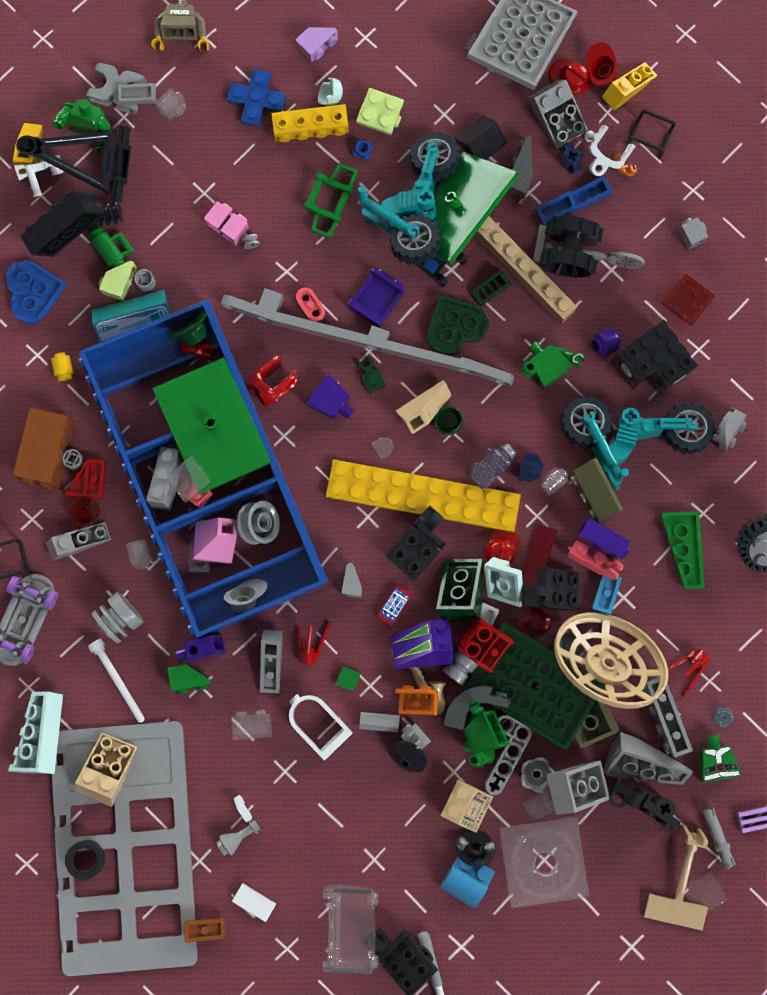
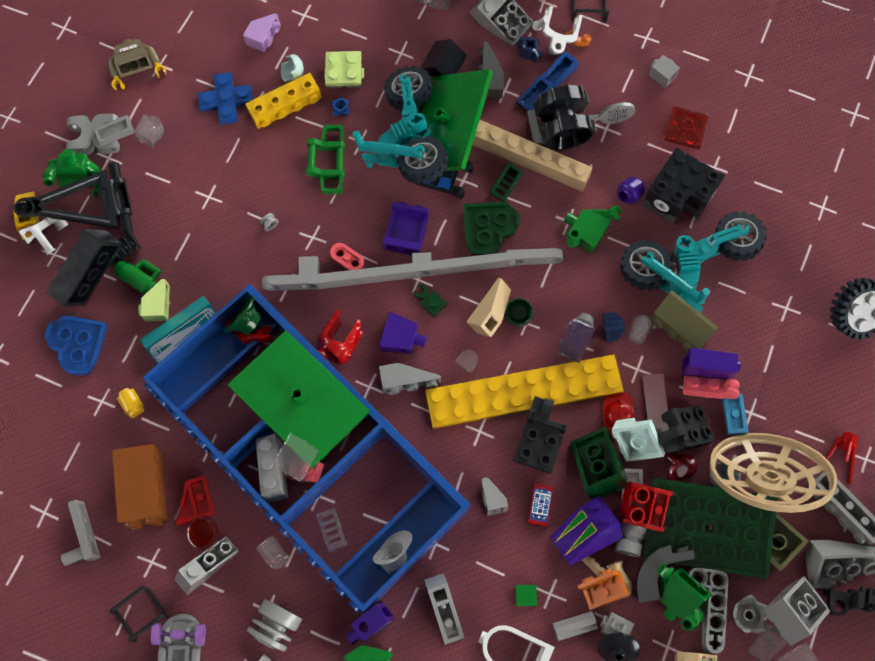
camera: 20 degrees left, 10 degrees down
(76, 461) = (175, 490): light grey wheel -> none
(142, 277) = (180, 289): light grey wheel -> none
(215, 540) = (342, 509): bright pink slope -> none
(223, 220) = (234, 212): bright pink piece -> none
(258, 522) = (378, 476): light grey wheel -> none
(308, 655) = (477, 587): red plant -> none
(315, 439) = (403, 377): none -> light grey slope
(685, 543) = (785, 341): green wing -> none
(729, 427) = (776, 219): light grey slope -> none

